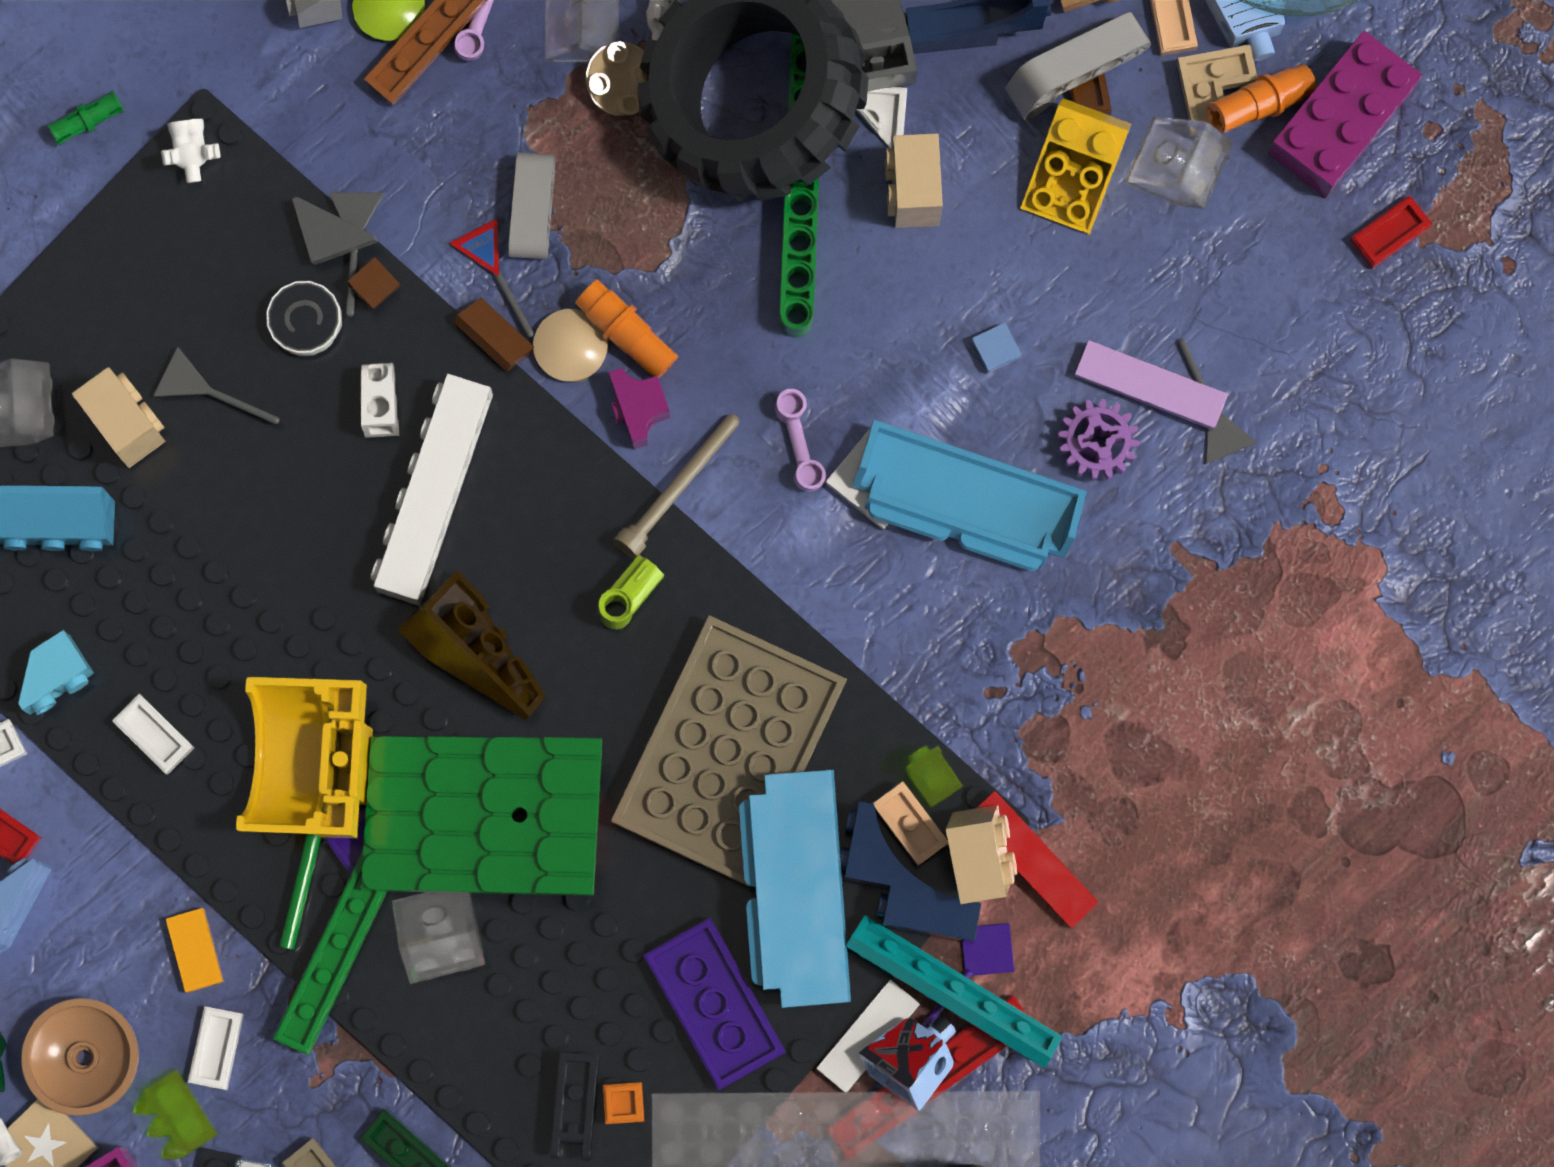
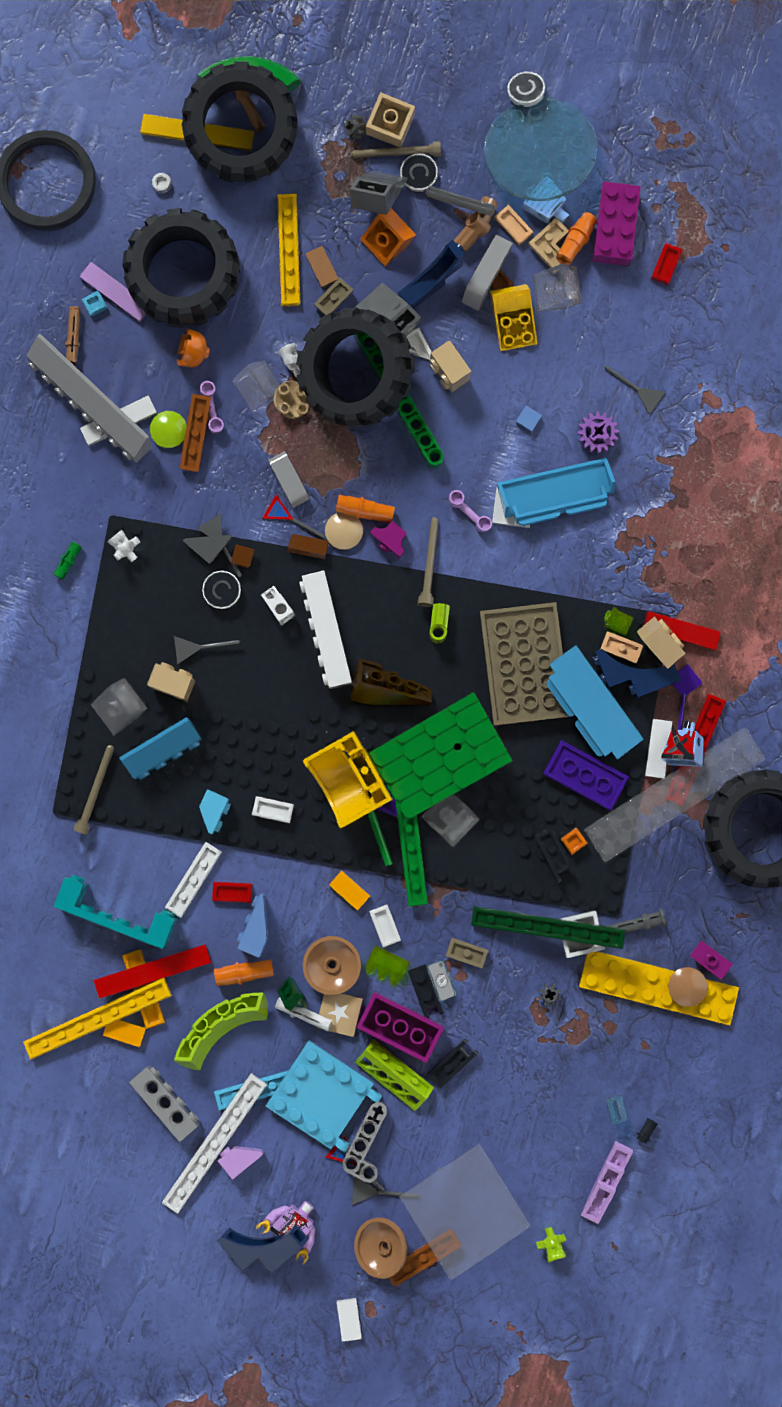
camera: 30 degrees left, 5 degrees up
(954, 991) = (684, 707): teal plate -> none
(1151, 385) = (605, 394): lavender tile -> none

